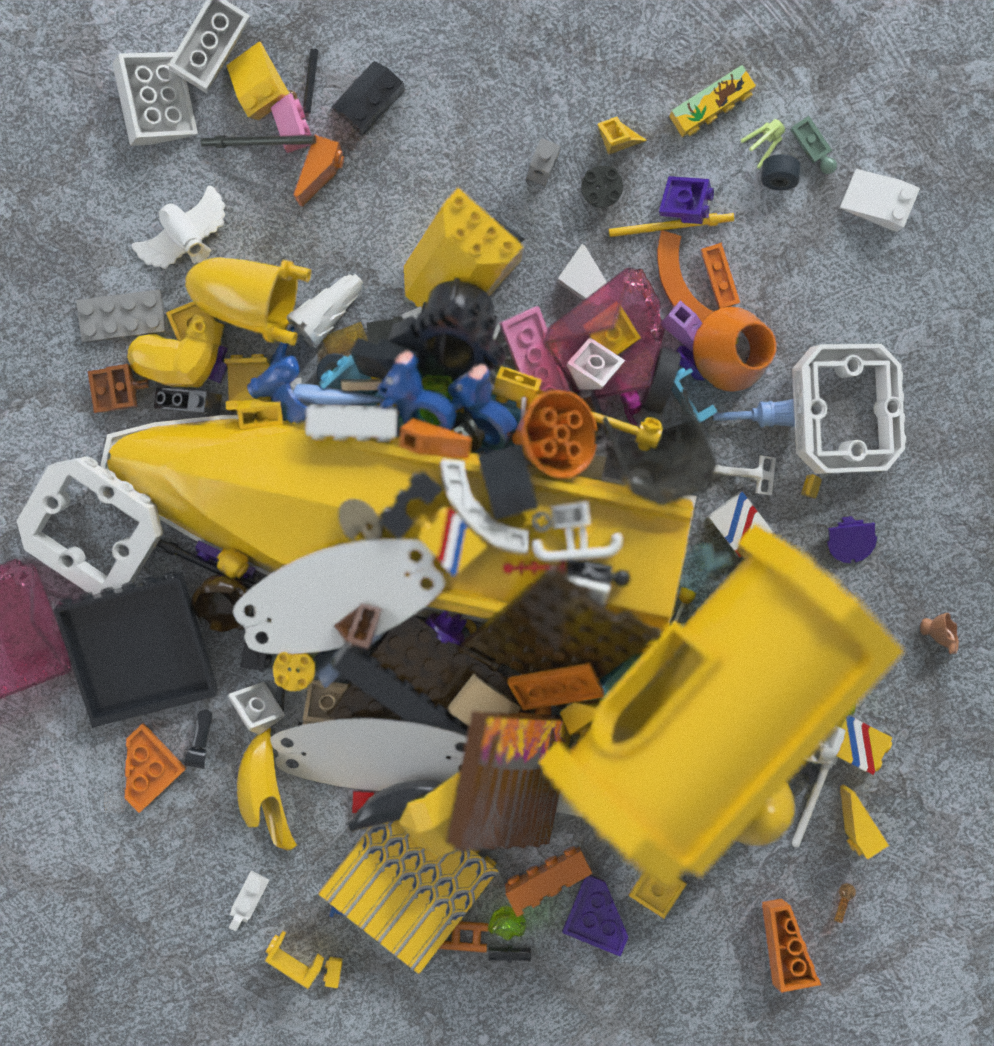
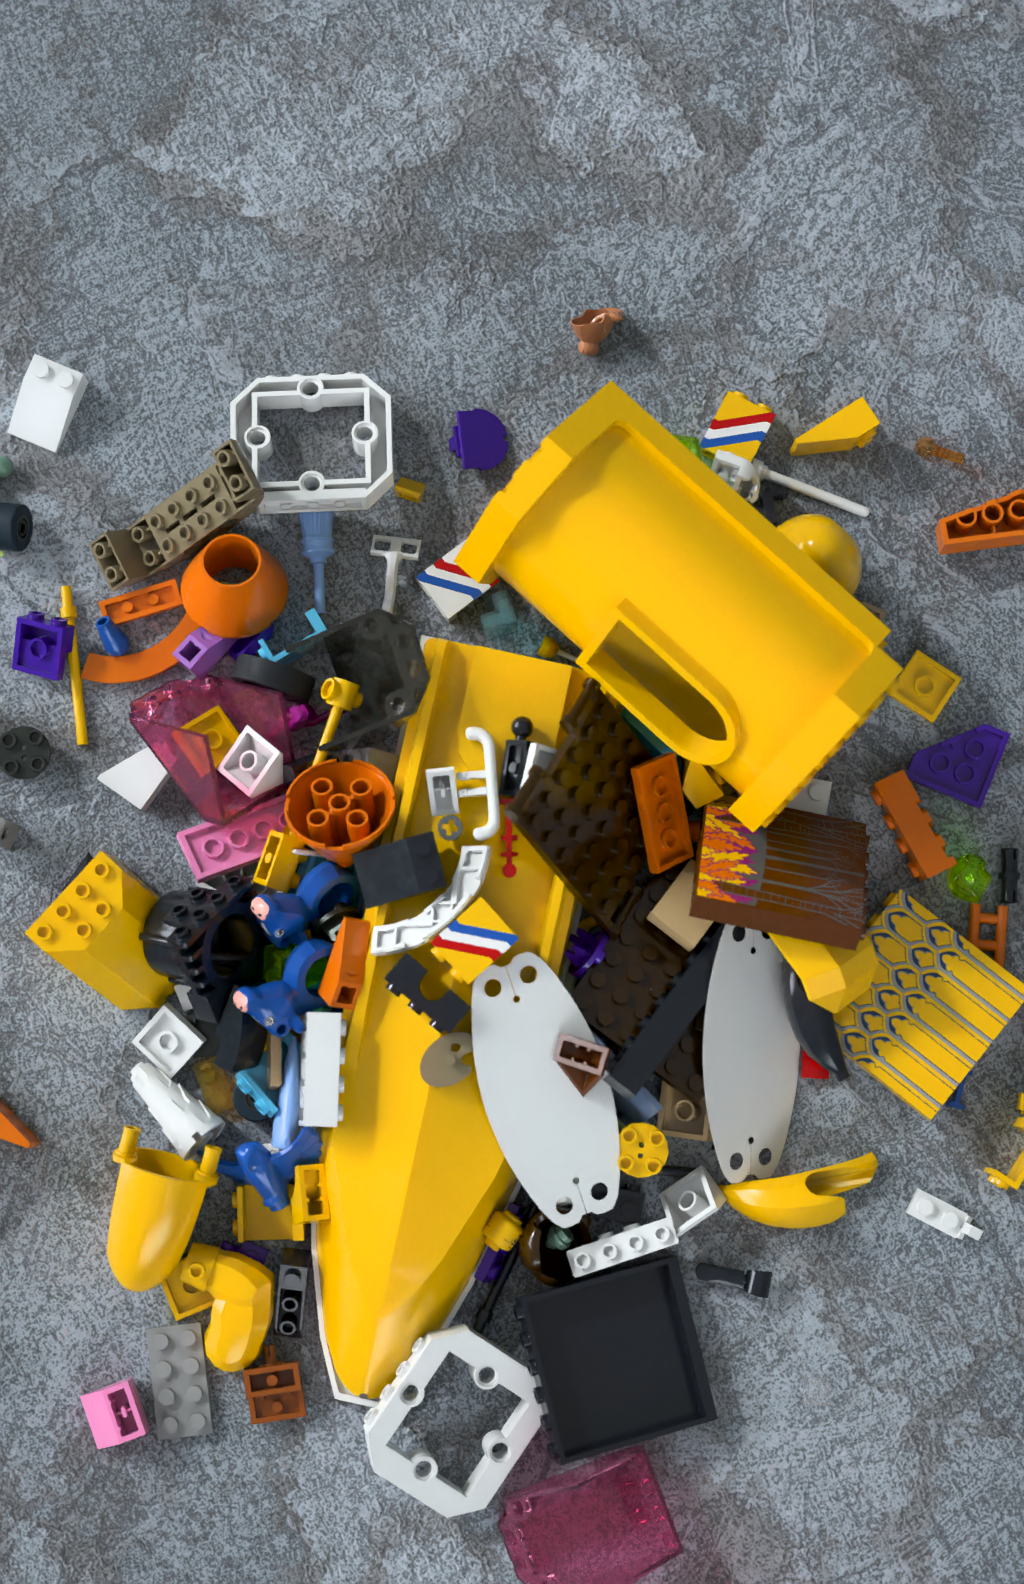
camera: 90 degrees left, 5 degrees down
(95, 267) = (115, 1413): none -> bright pink slope
(148, 767) = (771, 1346): orange plate -> none
(183, 232) = (72, 1297): white animal -> none
(221, 655) = (618, 1248): none -> white bracket
(227, 605) = (559, 1237): none -> sand green plate
(379, 303) = (169, 1040): none -> white plate
(693, 254) = (112, 637): none -> blue cone
(785, 308) = (182, 522): none -> dark tan slope

